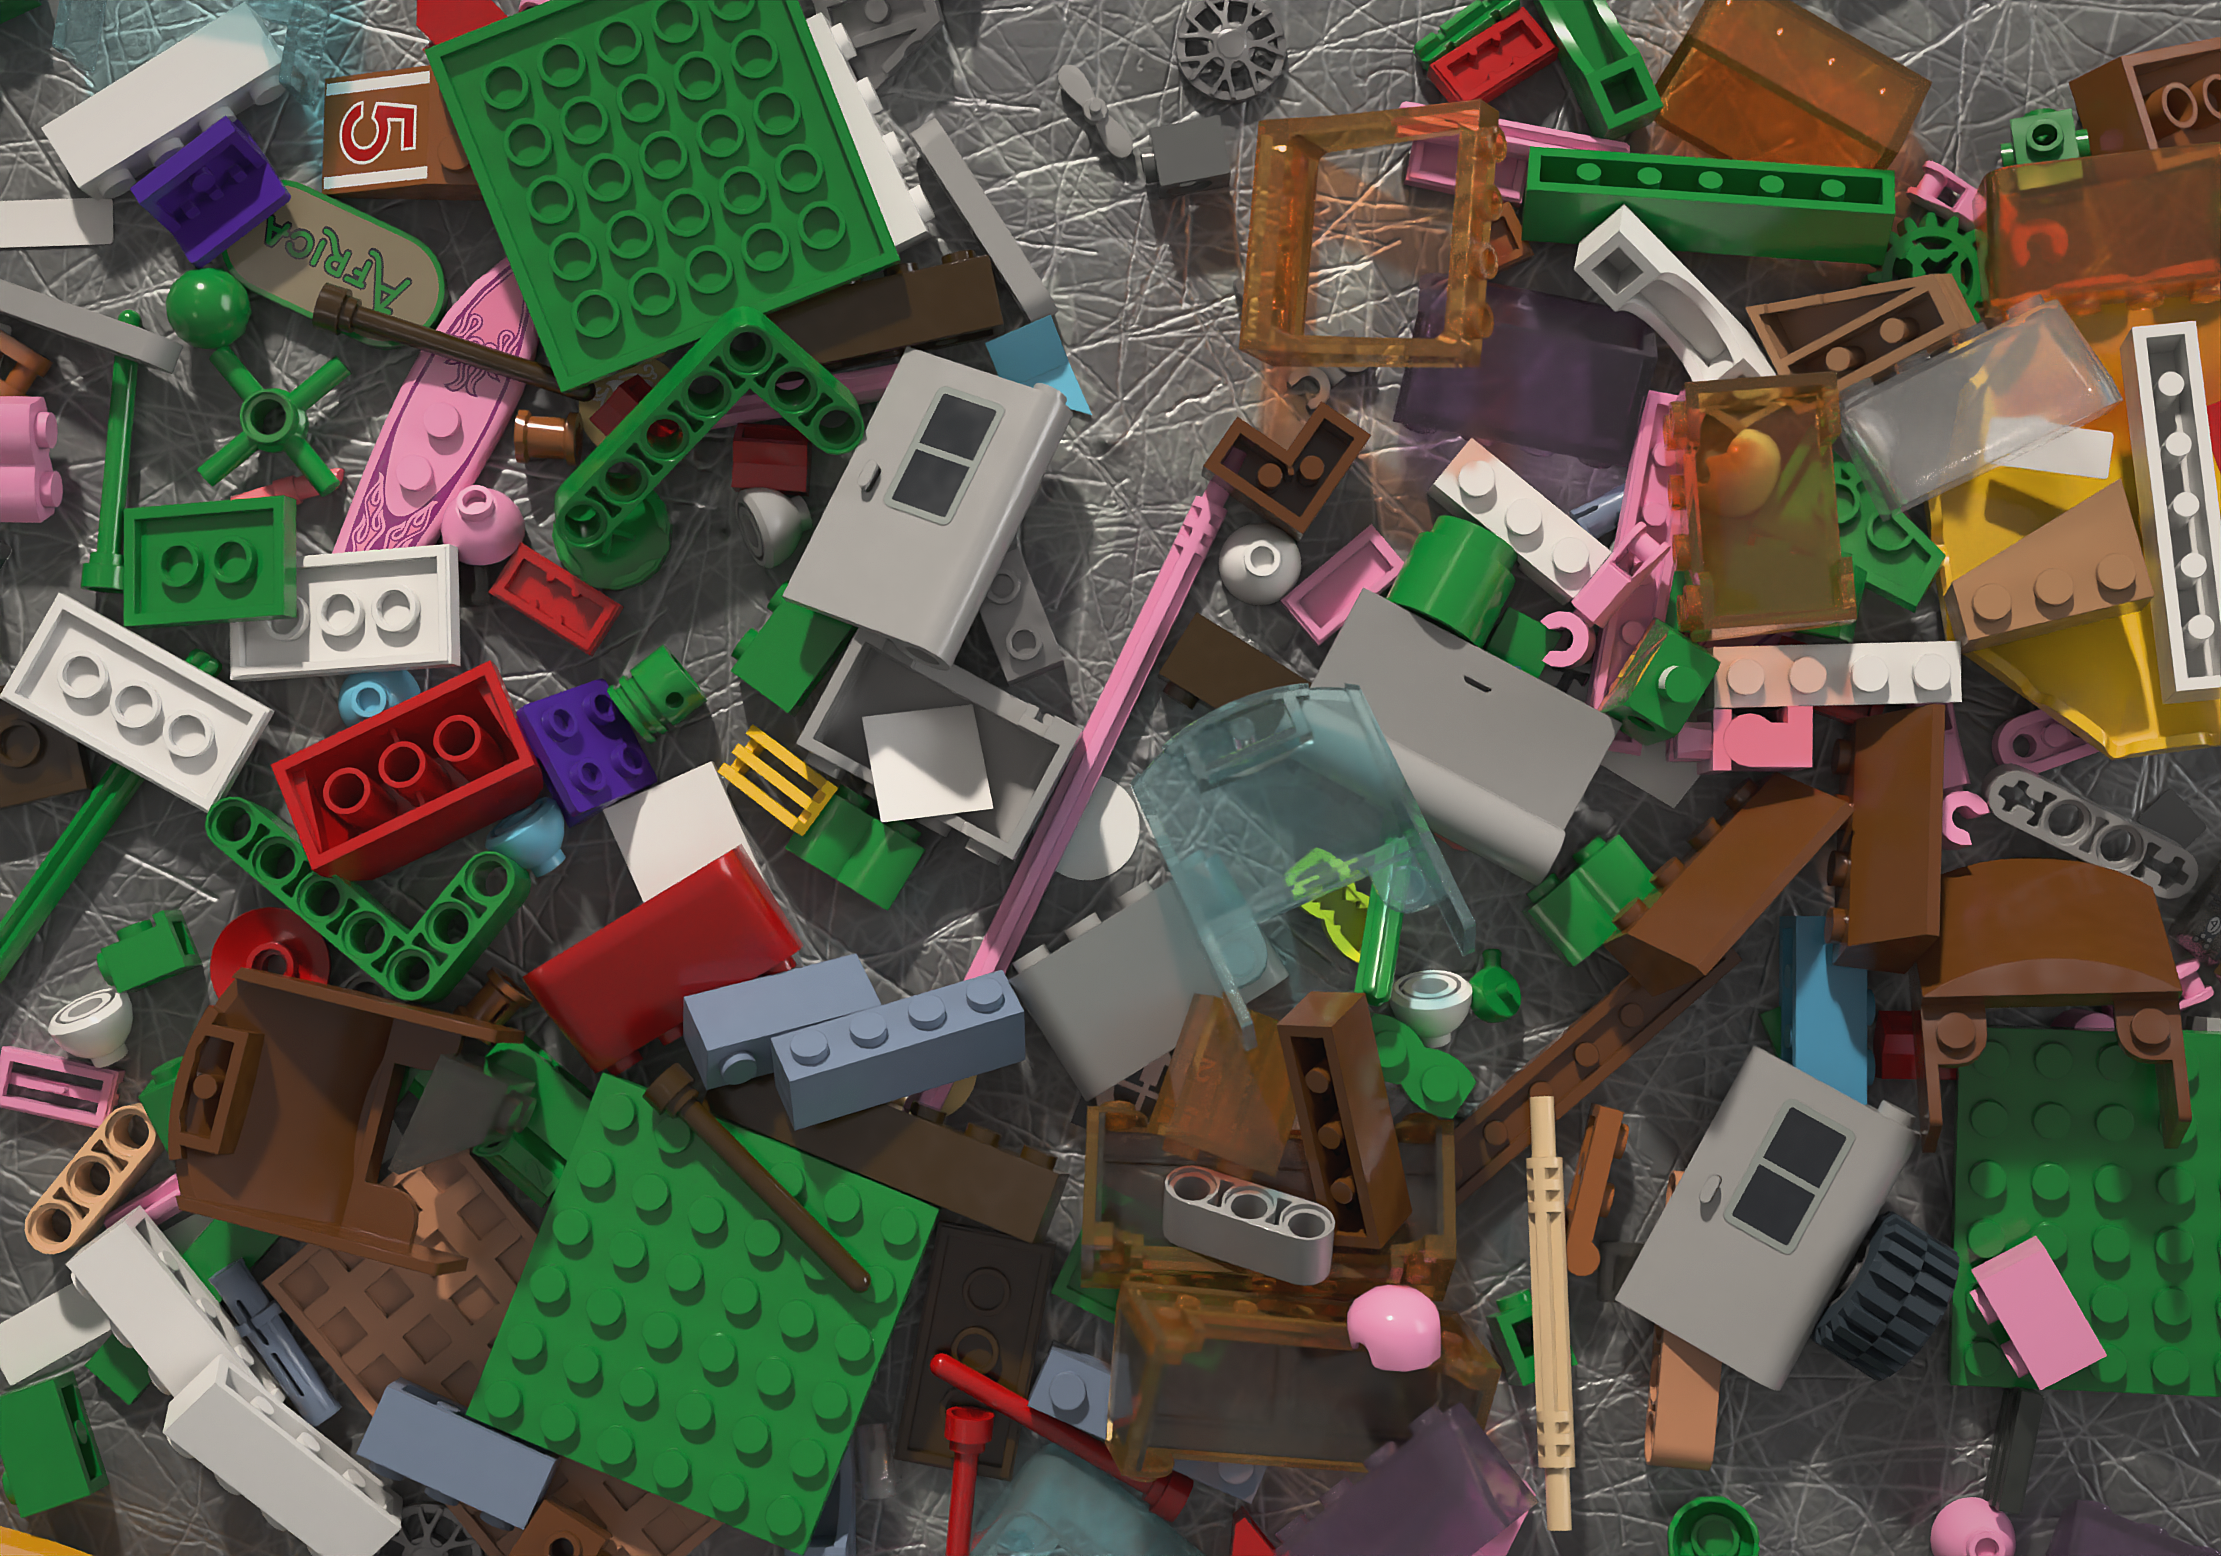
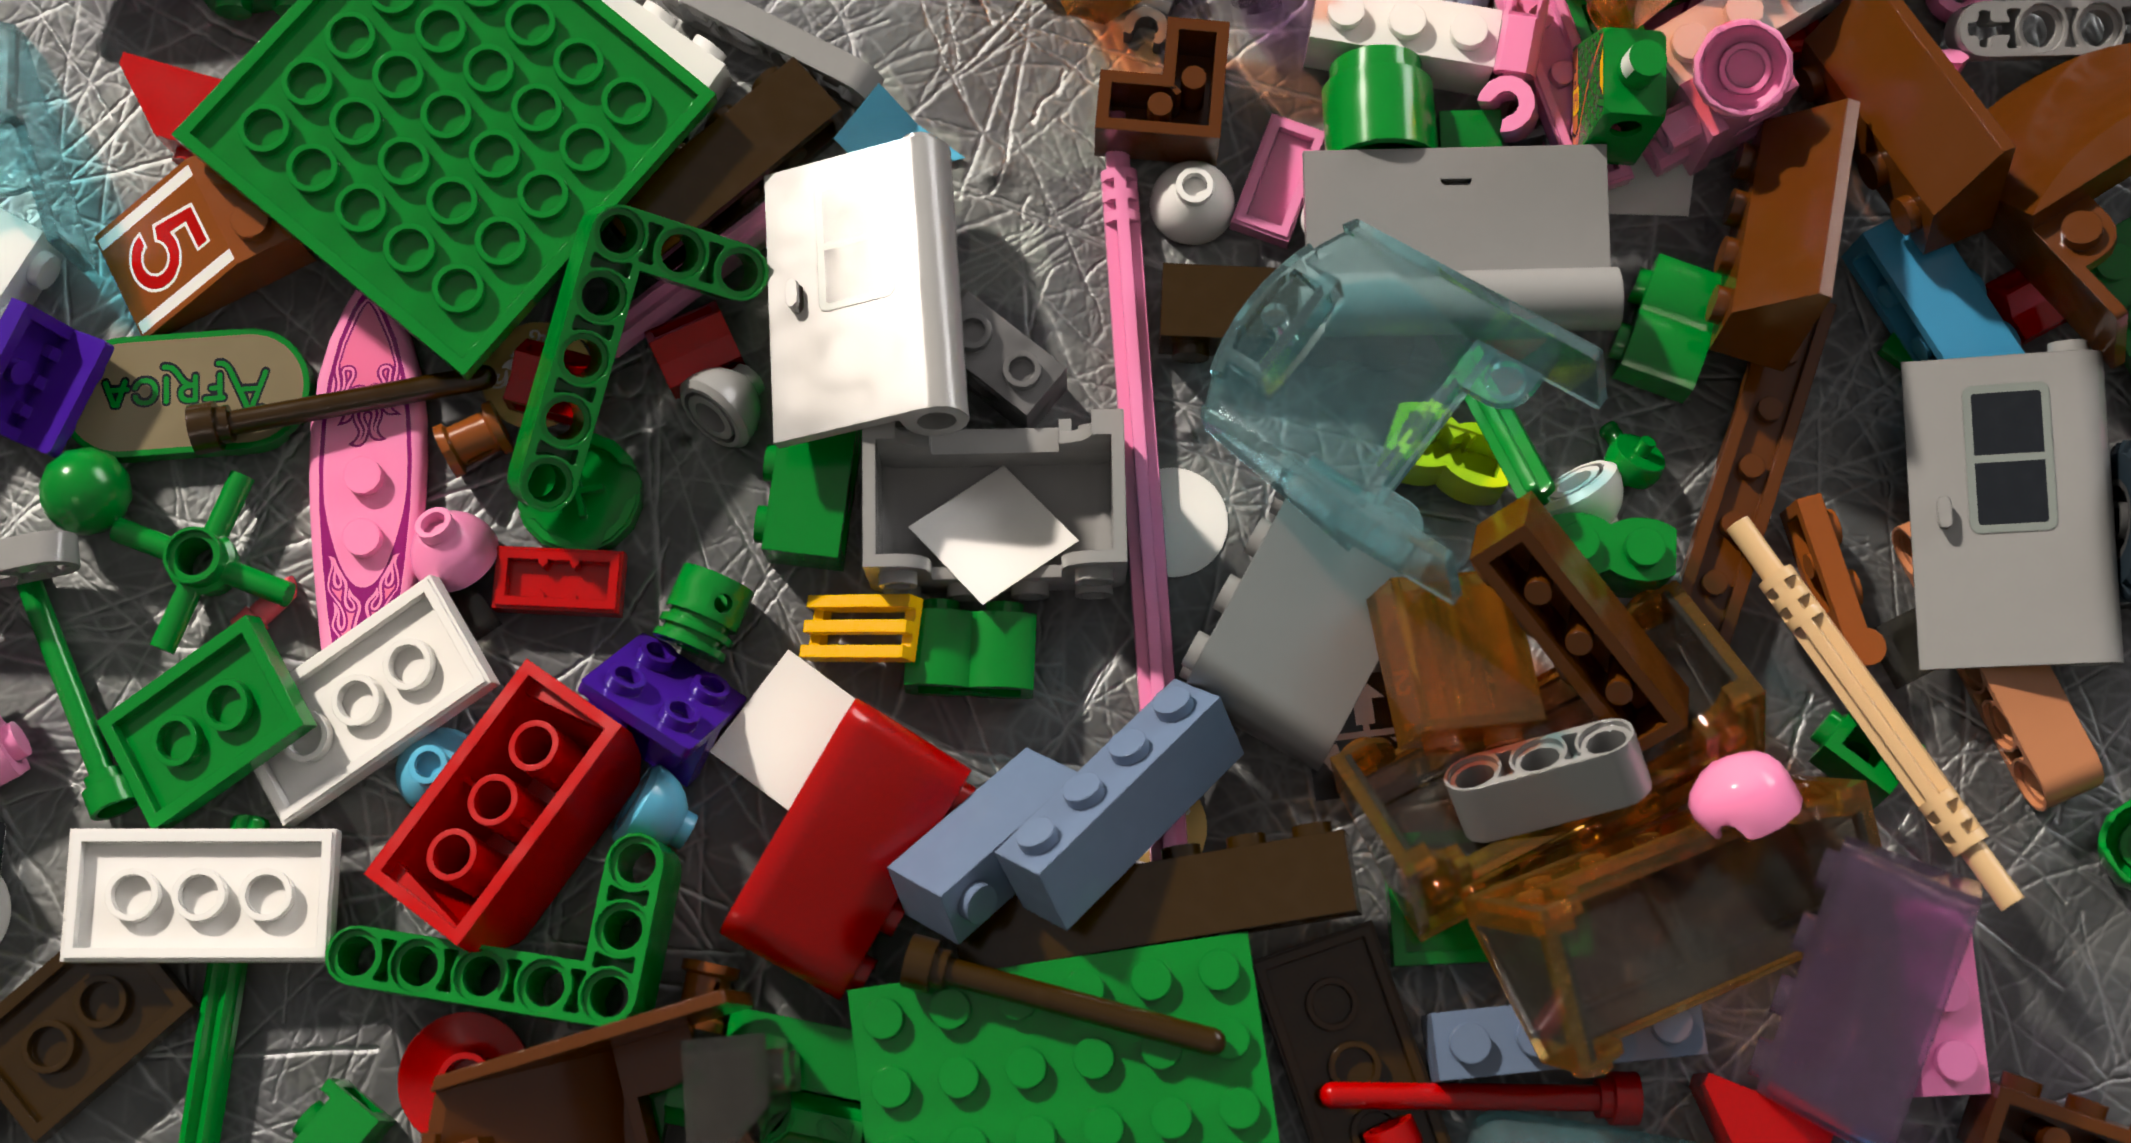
camera: 30 degrees left, 10 degrees down
(1763, 733) = (1742, 68): none -> bright pink hair

